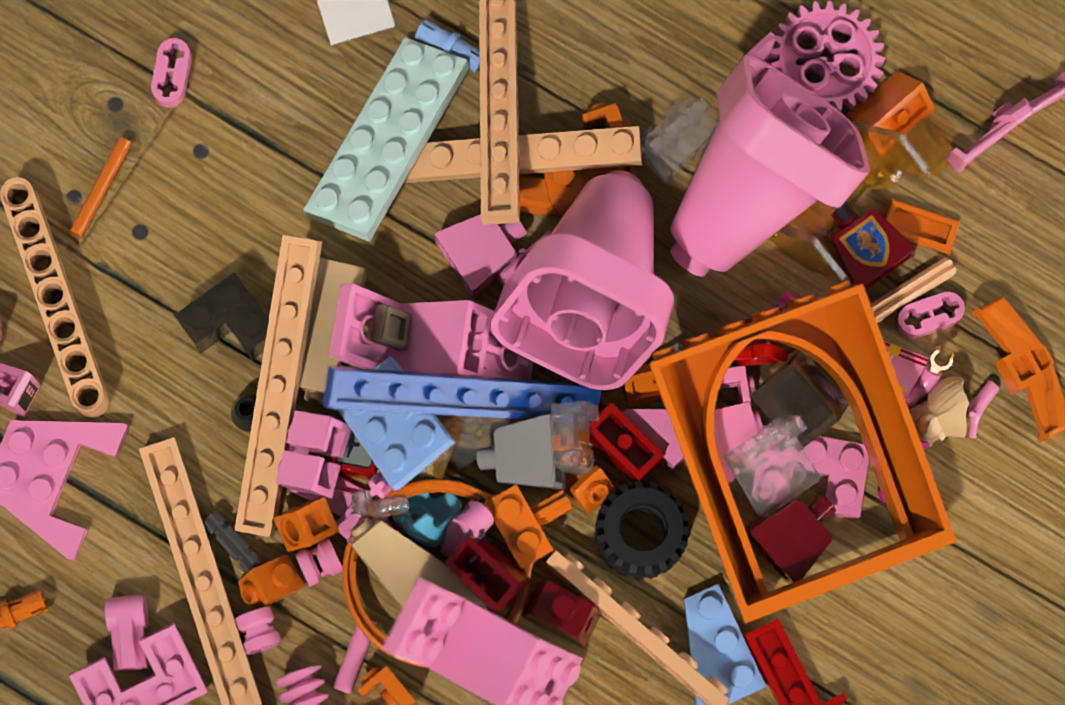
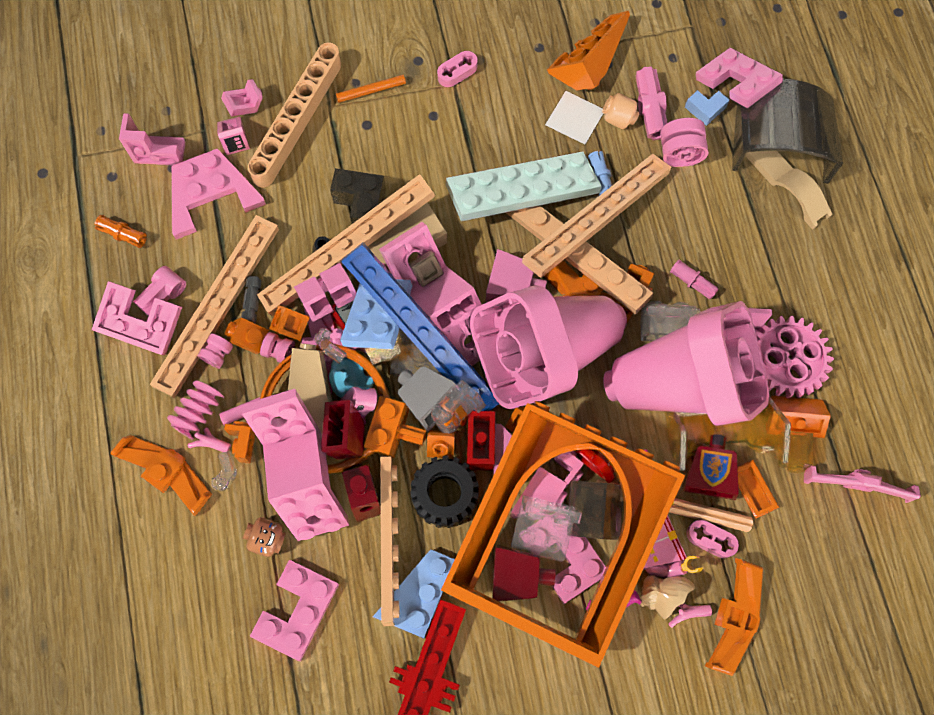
camera: 50 degrees right, 5 degrees down
(656, 67) = (694, 279): none -> bright pink axle

